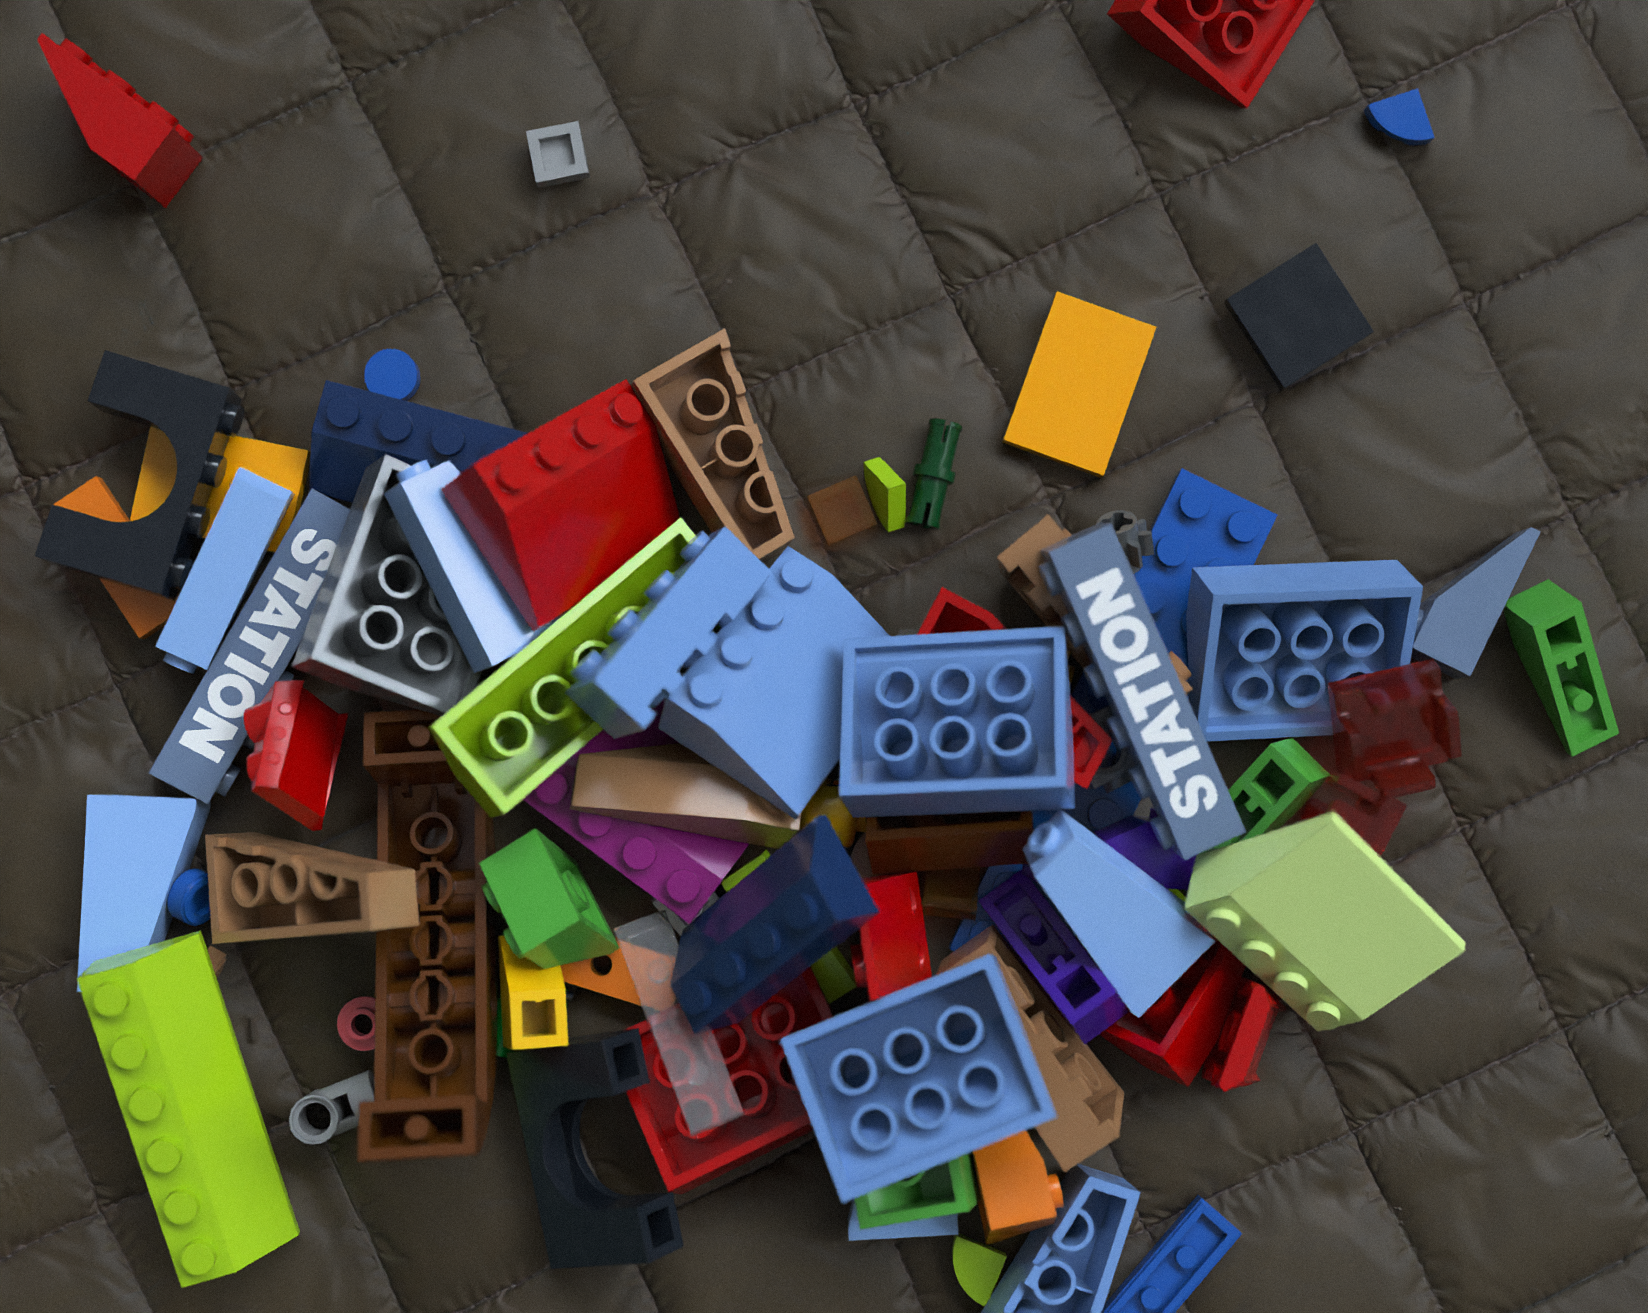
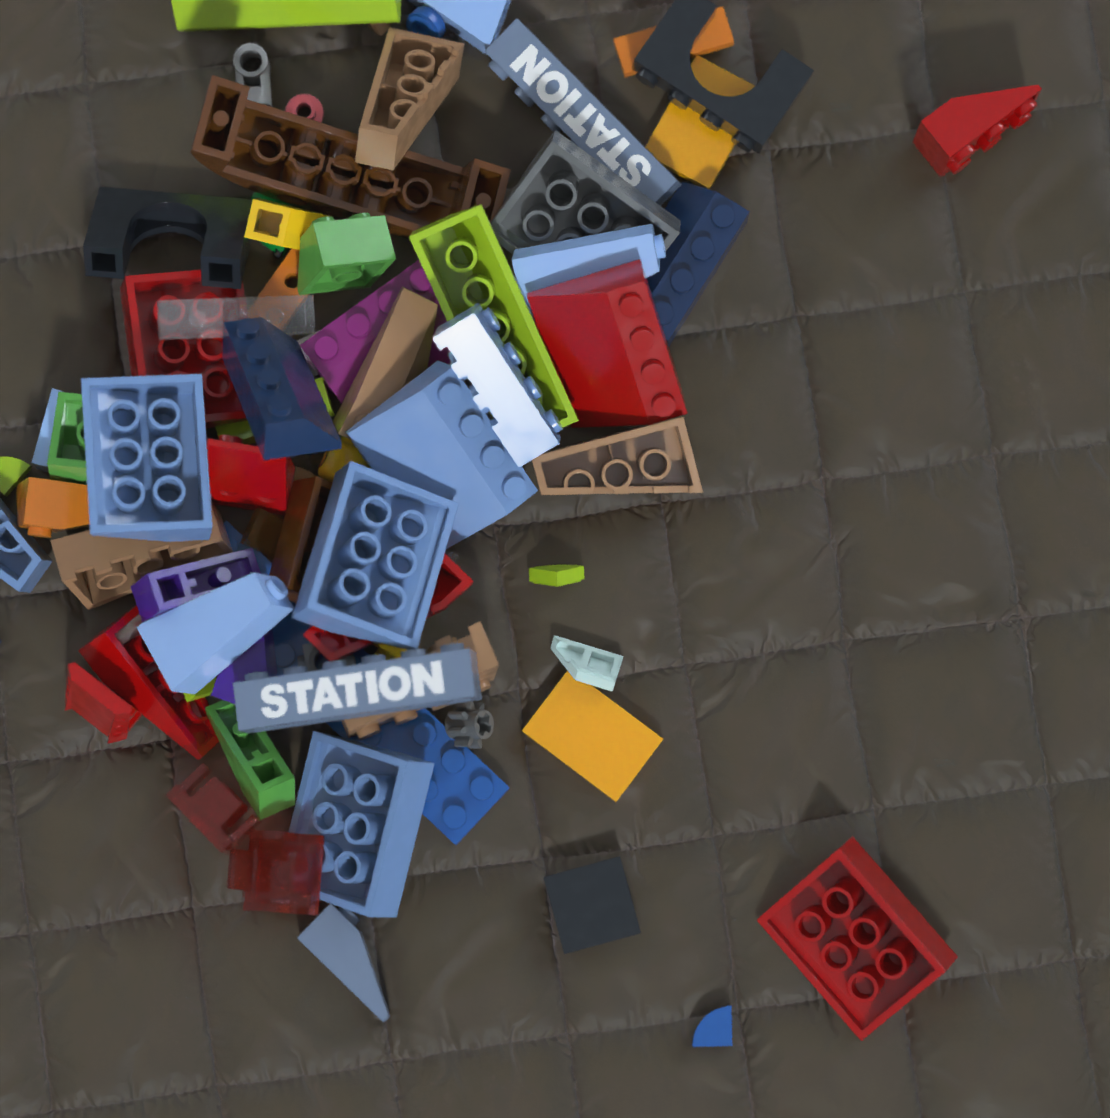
camera: 110 degrees right, 5 degrees down
(223, 570) = (639, 107): light blue slope -> none
(294, 751) = (500, 117): red slope -> none
(392, 374) = (744, 260): blue tile -> none
(558, 154) = (866, 419): light grey plate -> none
(842, 510) = (554, 541): clear orange tile -> none
(934, 474) = (559, 612): dark green pin -> none
(989, 416) = (587, 662): none -> light aqua tile
(1320, 919) = (161, 763): yellowish green slope -> none
(1562, 664) = (283, 1012): bright green slope -> none

